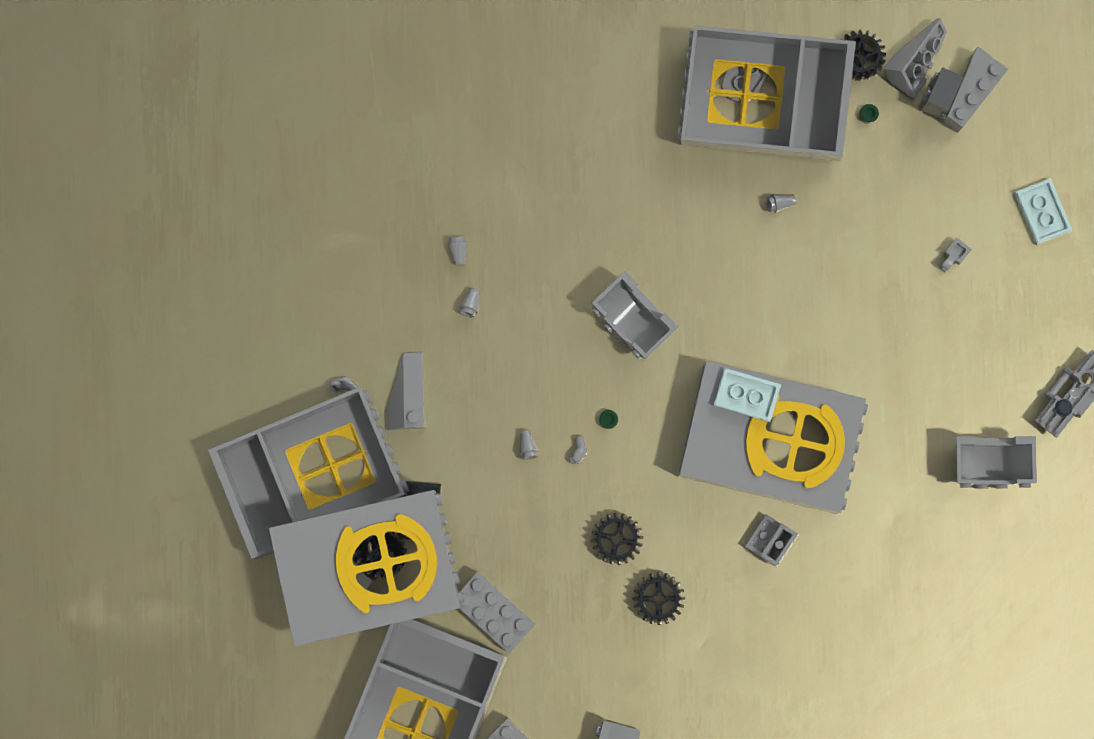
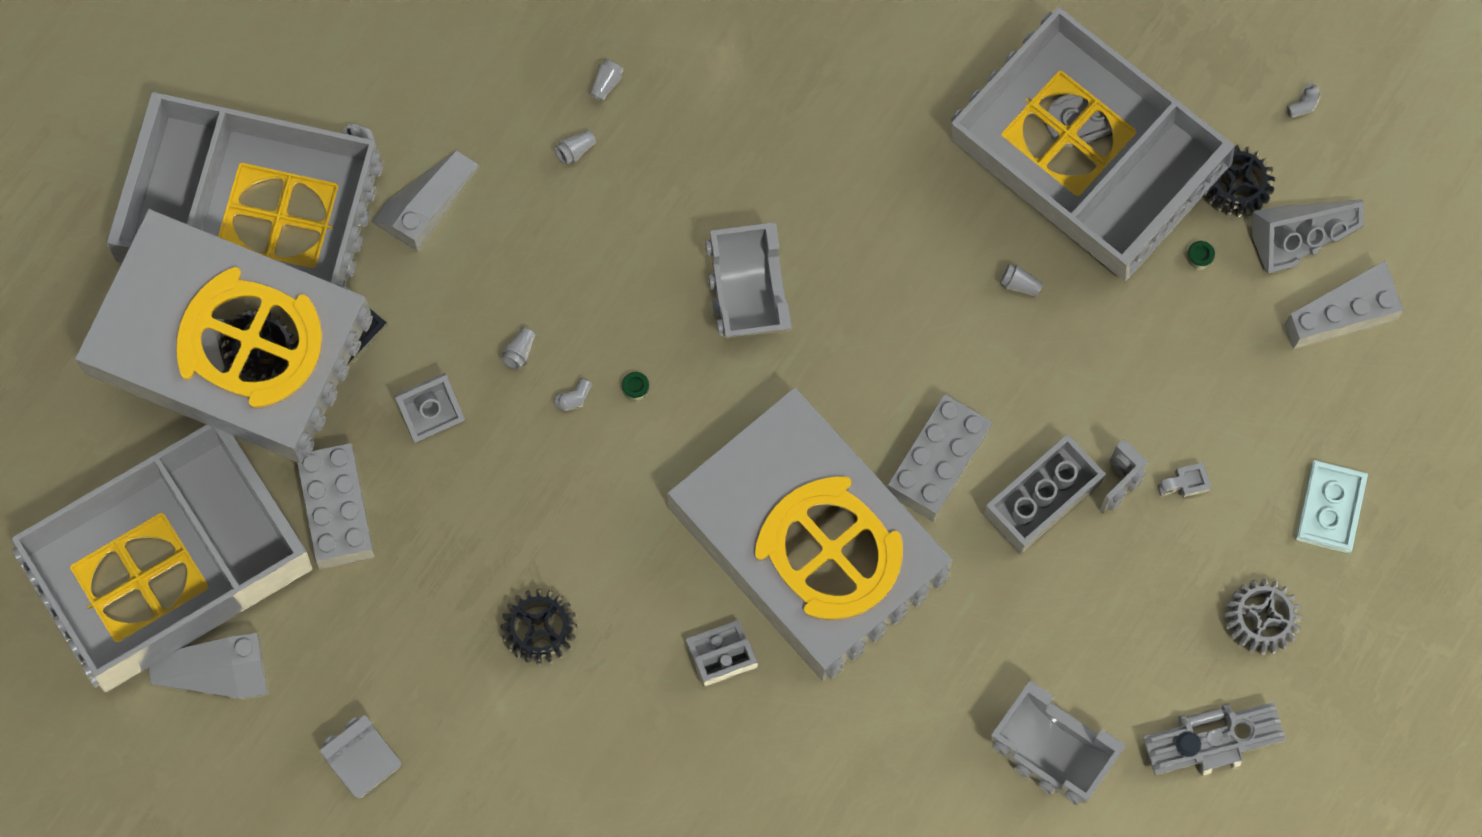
camera: 30 degrees right, 10 degrees down
(504, 517) = (429, 407): none -> light grey slope
(621, 522) = (533, 531): black gear -> none
(747, 395) = (813, 456): light aqua tile -> none
(810, 340) = (939, 457): none -> light grey brick
(883, 319) = (1044, 493): none -> light grey brick
(926, 271) = (1128, 463): none -> light grey bracket
(941, 93) = (1302, 283): dark grey brick -> none
(1053, 310) = (1274, 619): none -> light grey gear

